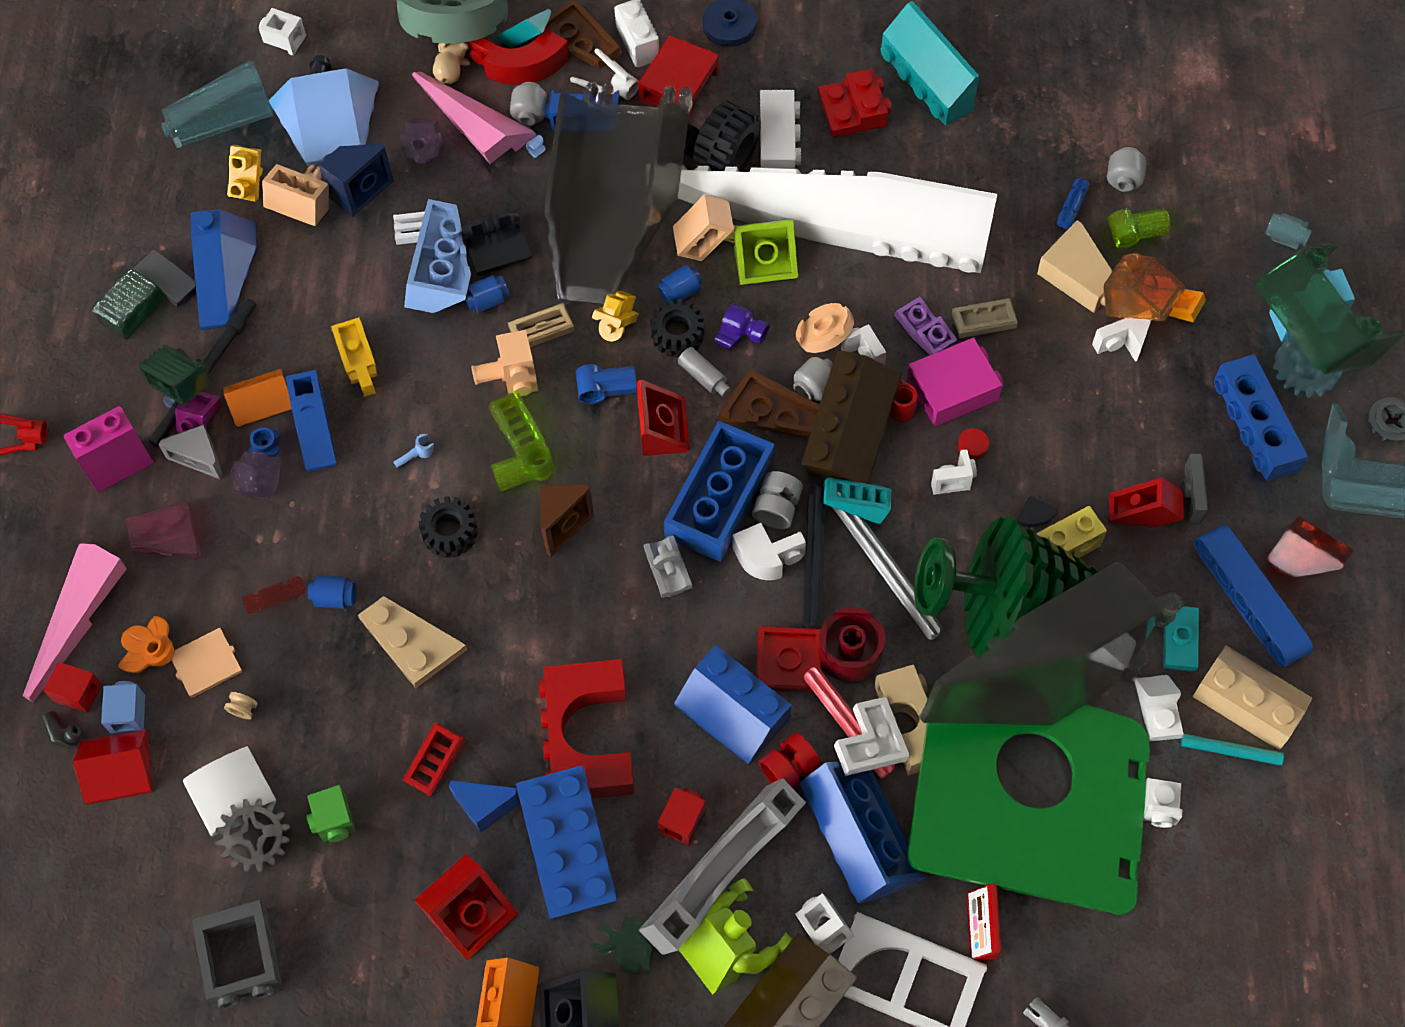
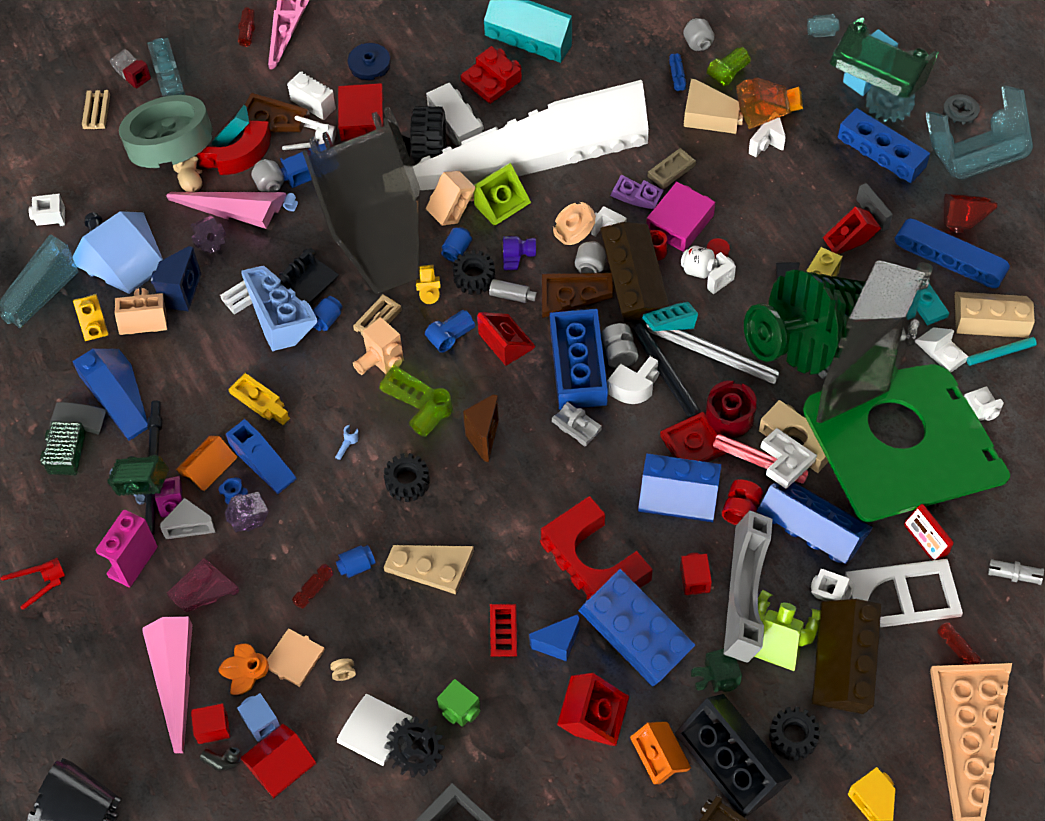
camera: 30 degrees left, 5 degrees down
(938, 446) = (698, 261): none -> white head

